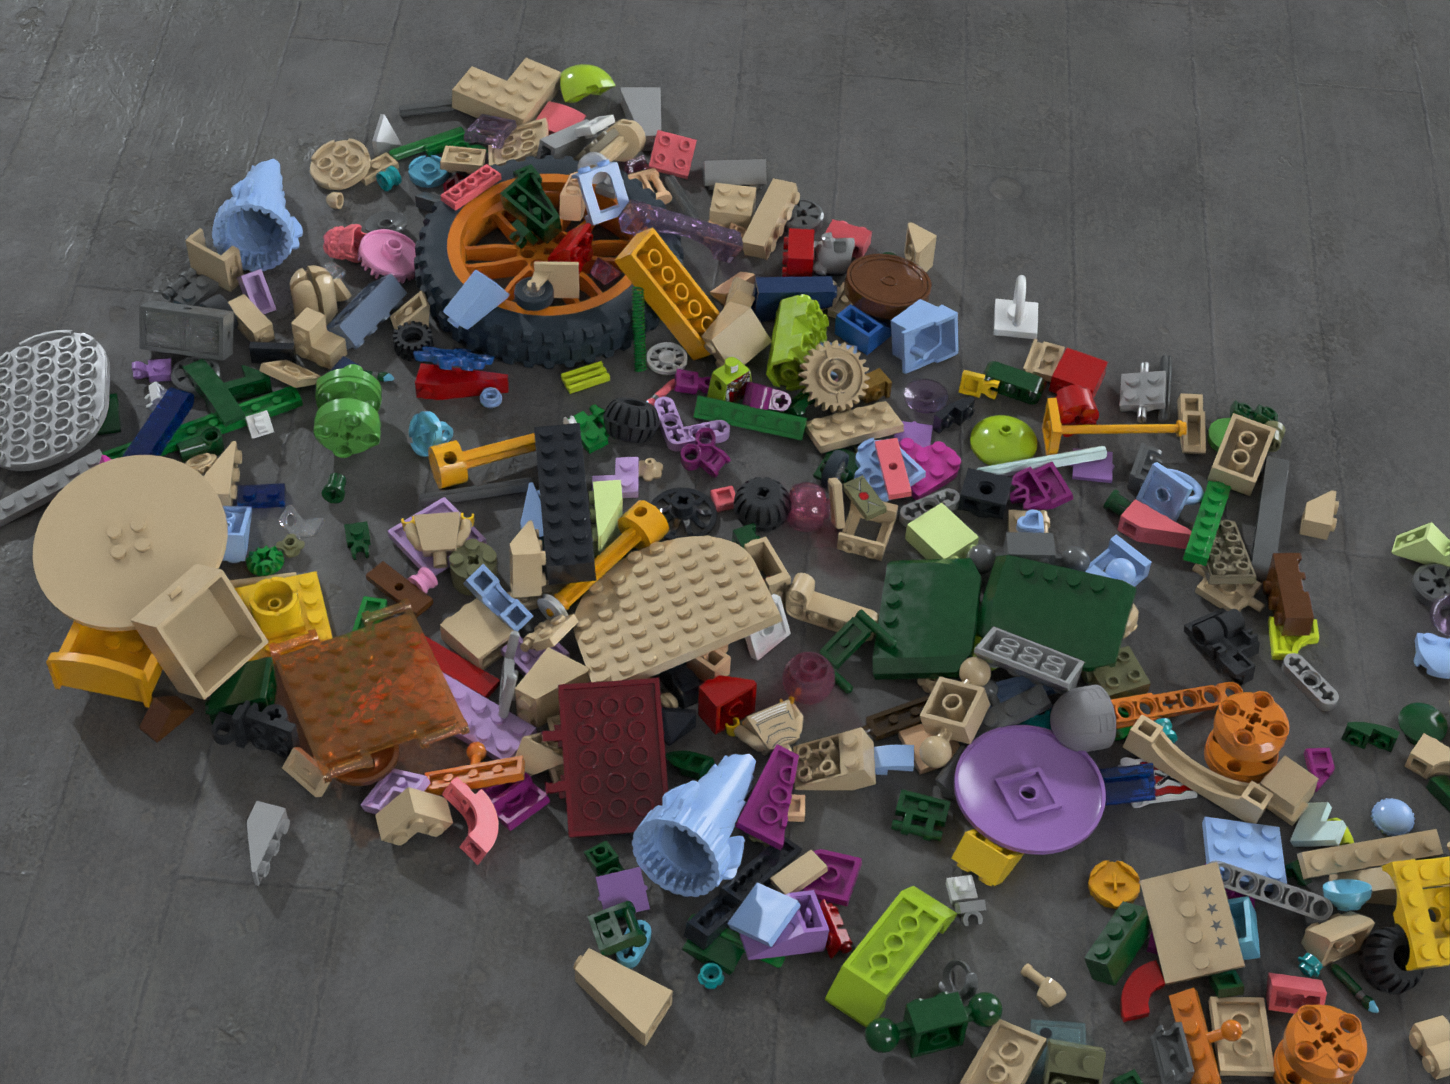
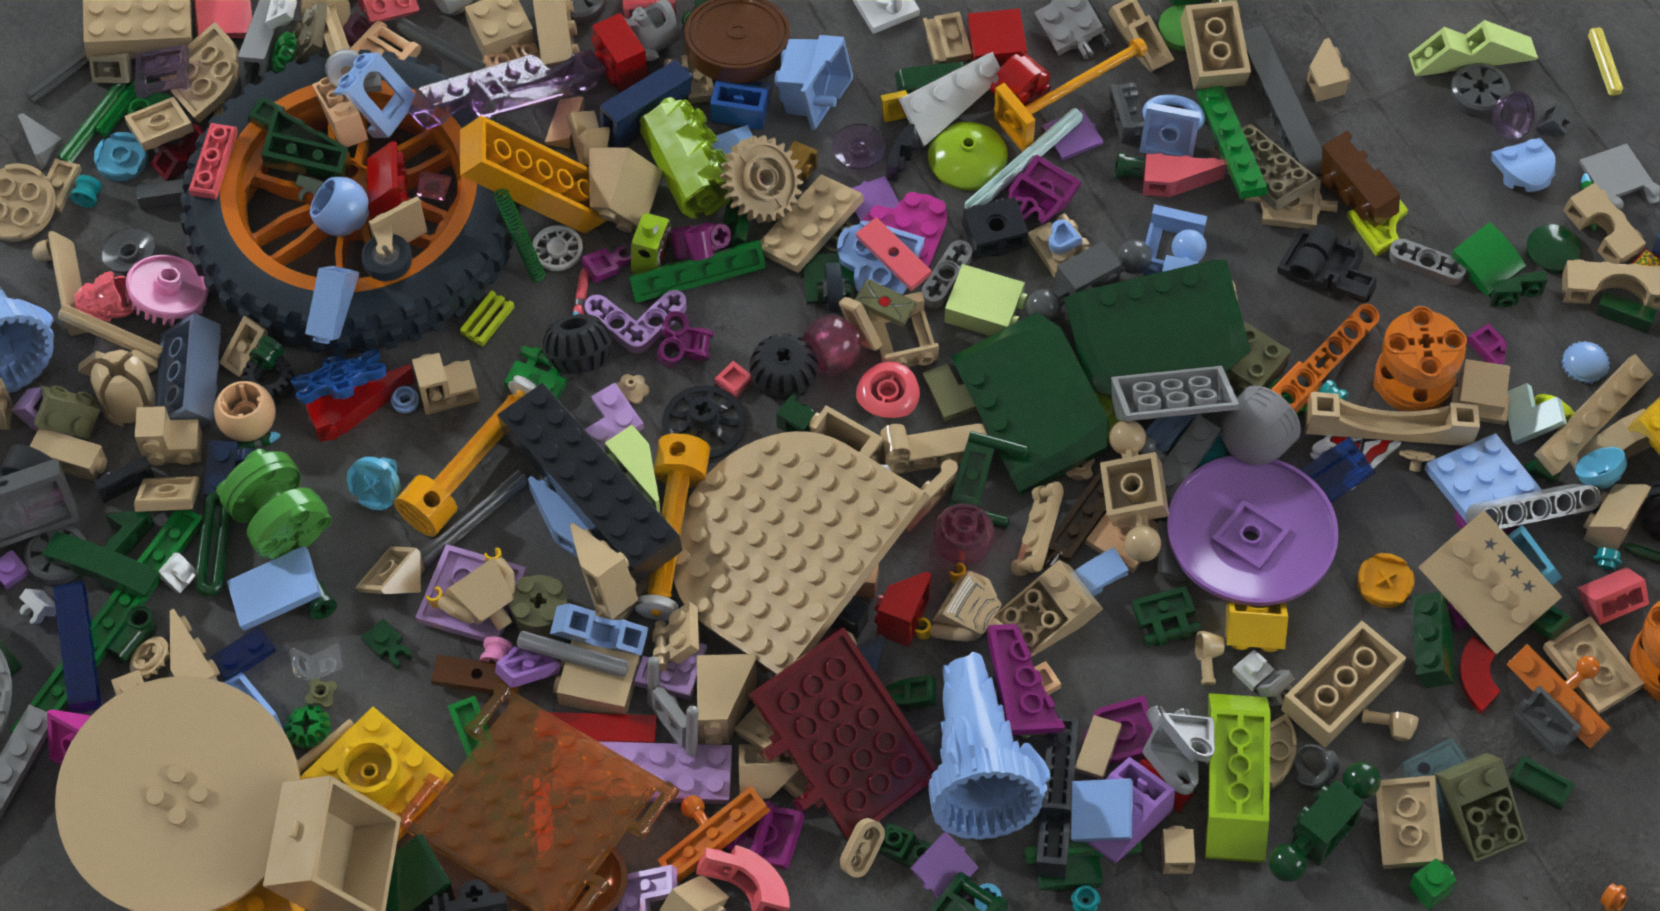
camera: 30 degrees left, 10 degrees up
(267, 293) = (67, 412): none -> olive bracket
(291, 423) = (212, 547): none -> dark green piece
(310, 464) = (274, 588): none -> light blue tile
(333, 262) = (109, 332): none -> tan axle
(338, 215) = (66, 273): none -> tan slope
(378, 348) = (244, 411): none -> light nougat wheel
(398, 499) = (395, 572): none -> tan slope
(419, 320) = (266, 352): none -> dark green wheel
(434, 597) = (525, 667): none -> medium lavender wing
(462, 116) = (111, 68): none -> dark tan slope
(464, 600) = (572, 654): none -> light grey axle
(520, 401) = (442, 385): none -> tan brick
(528, 248) = (339, 207): none -> light blue wheel
(574, 846) = (862, 847): none -> tan plate
(575, 149) = (283, 51): none -> green gear
(759, 258) = (496, 97): none -> clear purple arch
(804, 641) = (936, 490): none -> tan plate
(805, 981) = (1177, 850): none -> tan brick
(827, 558) = (888, 390): none -> coral hat
(857, 905) = (1176, 746): none -> light grey piece
(863, 709) = (1039, 529): none -> tan plate
(870, 583) = (949, 397): none -> olive tile
(932, 962) = (1282, 749): none -> tan tile
(938, 854) = (1208, 647): none -> tan bar
(1012, 393) = (946, 98): none -> white wing
(1022, 934) = (1343, 684): none -> tan brick
(1200, 811) = (1416, 458): none -> tan plant
(1361, 701) = (1488, 258): none -> green slope

